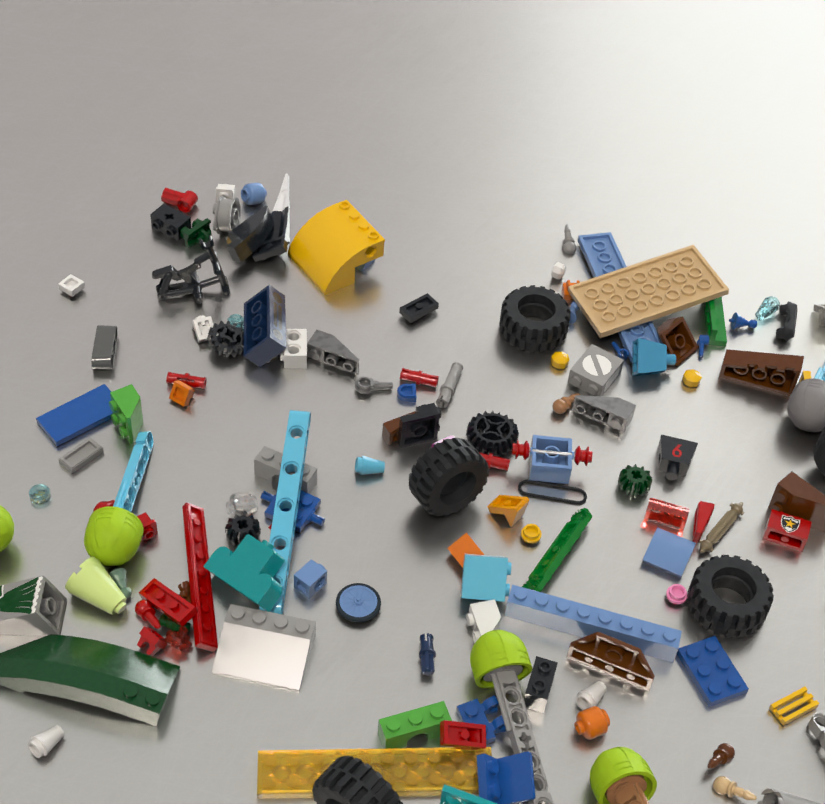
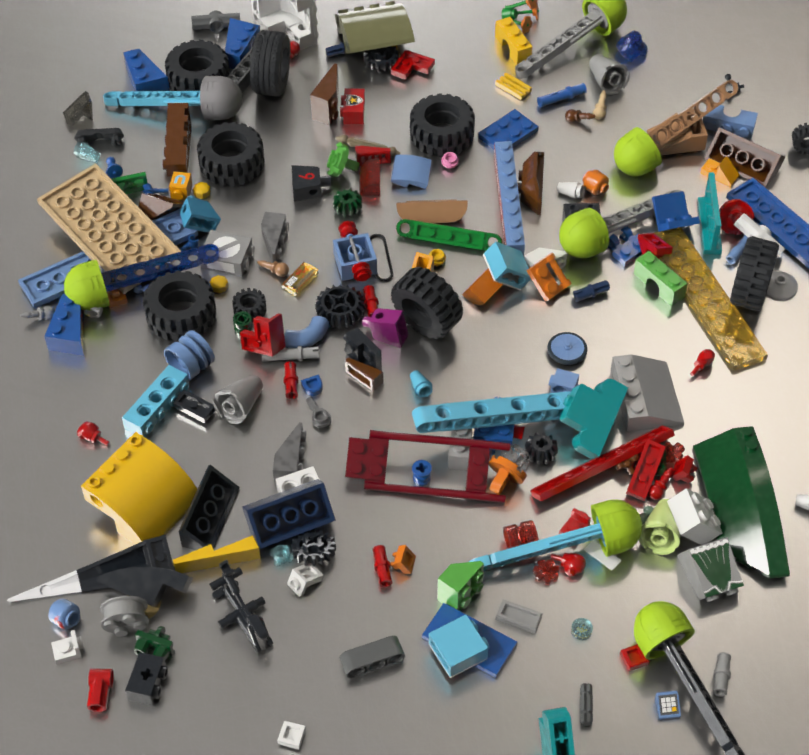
camera: 105 degrees left, 5 degrees up
(72, 393) = (458, 645): none -> medium azure piece
(84, 611) = (695, 516): none -> white brick
(110, 490) = (546, 571): none -> clear red plant
(154, 477) = (520, 535): none -> clear red wheel
(225, 483) = (506, 471): none -> orange tile
(256, 279) = (206, 557): none -> yellow slope
(261, 431) = (421, 472): none -> blue bush
(281, 723) = (704, 359): none -> red piece
(294, 394) = (369, 460): none -> dark red plate
(304, 287) = (208, 510): none -> black slope
(409, 332) = (238, 398): none -> light grey cone
(421, 243) = (91, 433): none -> red piece
(437, 285) = (155, 401): none -> medium azure brick
(453, 609) = (544, 280): none -> orange plate
(463, 398) = (307, 336): none -> medium blue cylinder
(465, 360) = (267, 338): none -> red panel
(470, 308) = (190, 354): none -> medium blue wheel
(499, 358) = (242, 321): none -> dark green wheel
(520, 379) = (250, 297): none -> black tyre
(543, 249) = (66, 328): none -> blue wedge
(544, 419) = (300, 278): none -> clear yellow tile
(579, 264) = (89, 286): none -> piece
(600, 547) = (433, 210): none -> medium nougat brick
(694, 487) = (339, 160): none -> bright green tile
(699, 360) = (180, 185): none -> light orange brick
(725, 419) = (234, 169): none -> black tyre
(765, 759) = (567, 93): none -> blue pin

